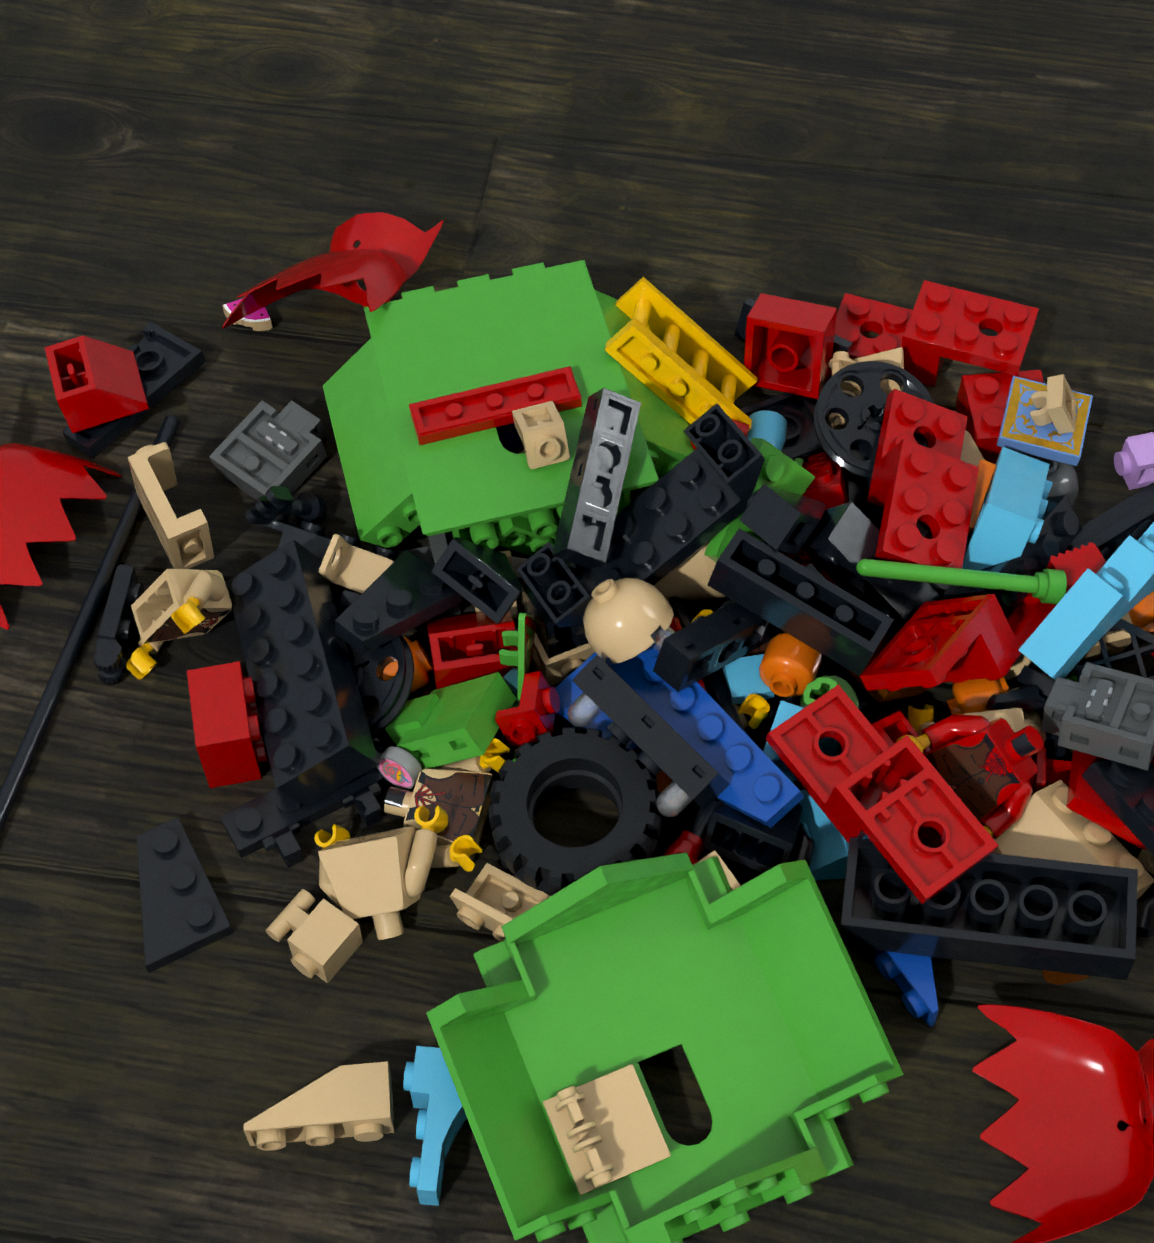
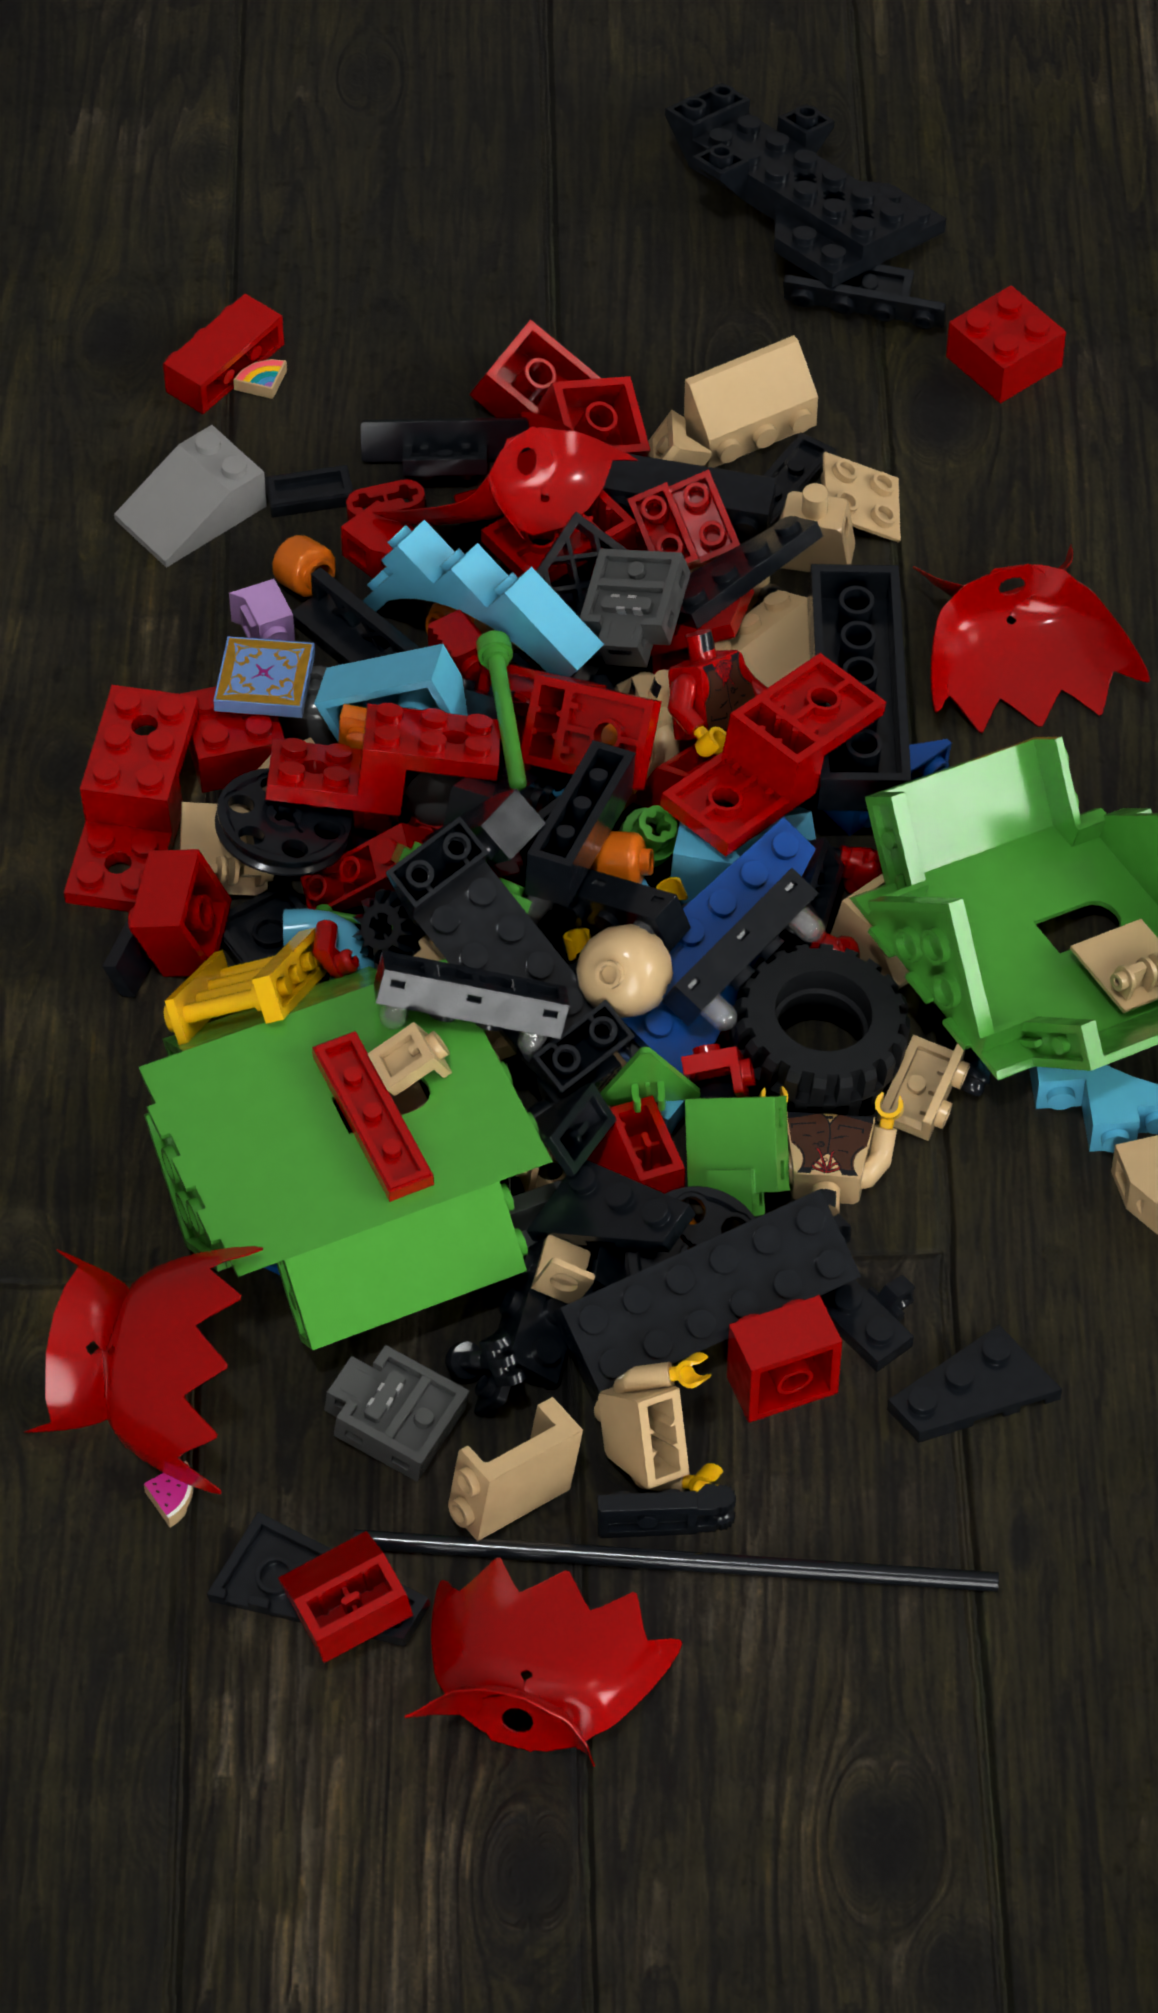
camera: 100 degrees left, 5 degrees down
(319, 939) = (993, 1243): tan brick -> none
(379, 870) = (920, 1190): tan torso -> none
(399, 767) = (793, 1187): light grey tile -> none
(1057, 405) = (263, 649): tan tile -> none

